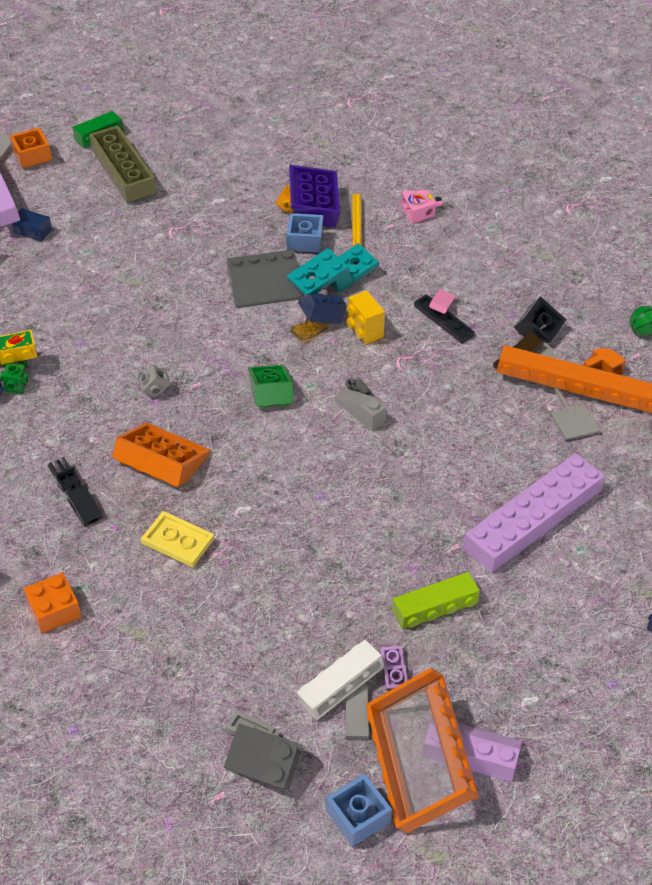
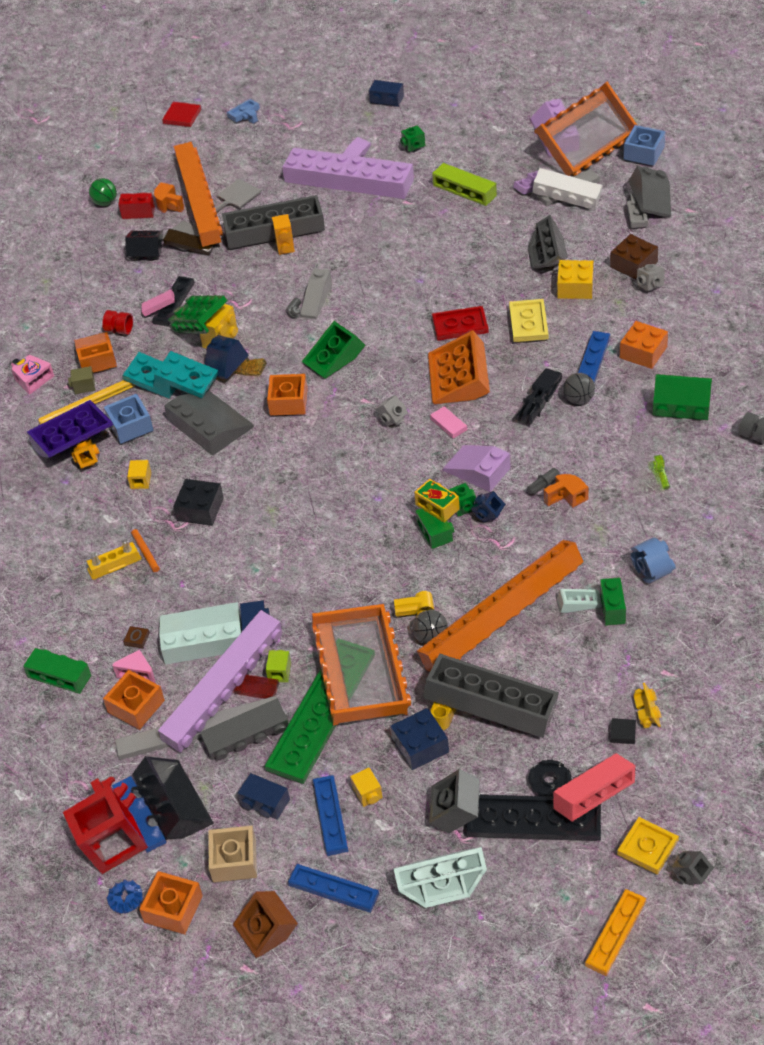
camera: 115 degrees left, 0 degrees up
(41, 409) = (479, 465): none -> lavender slope
(47, 516) = (579, 388): none -> dark grey piece
(57, 161) = (135, 662): none -> bright pink slope
(58, 197) = (199, 632): none -> light aqua slope
(83, 562) = (594, 354): none -> blue plate
(88, 173) = (136, 637): none -> reddish brown tile
(112, 419) = (448, 422): none -> bright pink tile
(122, 164) = (109, 606): olive brick -> none
(135, 666) = (650, 277): none -> light grey brick
(166, 204) = (145, 550): none -> orange bar
(169, 183) = (113, 560): none -> yellow piece
(176, 239) = (198, 502): none -> black brick
(180, 676) = (632, 255): none -> reddish brown brick
(194, 604) = (575, 279): none -> yellow brick
(227, 491) = (459, 322): none -> red tile
(240, 222) = (139, 474): none -> yellow brick
(240, 328) = (287, 394): none -> orange brick
(258, 608) = (547, 244): none -> dark grey wedge
(382, 228) = (82, 380): none -> olive brick
(383, 298) = (196, 311): none -> green bracket
(412, 244) = (95, 352): none -> orange slope
(437, 268) = (117, 322): none -> red wheel
(462, 410) = (283, 234): none -> light orange brick
(493, 417) = (256, 224): none -> dark grey brick
(554, 594) = (412, 138): none -> green brick
(575, 539) = (357, 147): none -> lavender slope
(606, 335) = (136, 205): none -> red brick

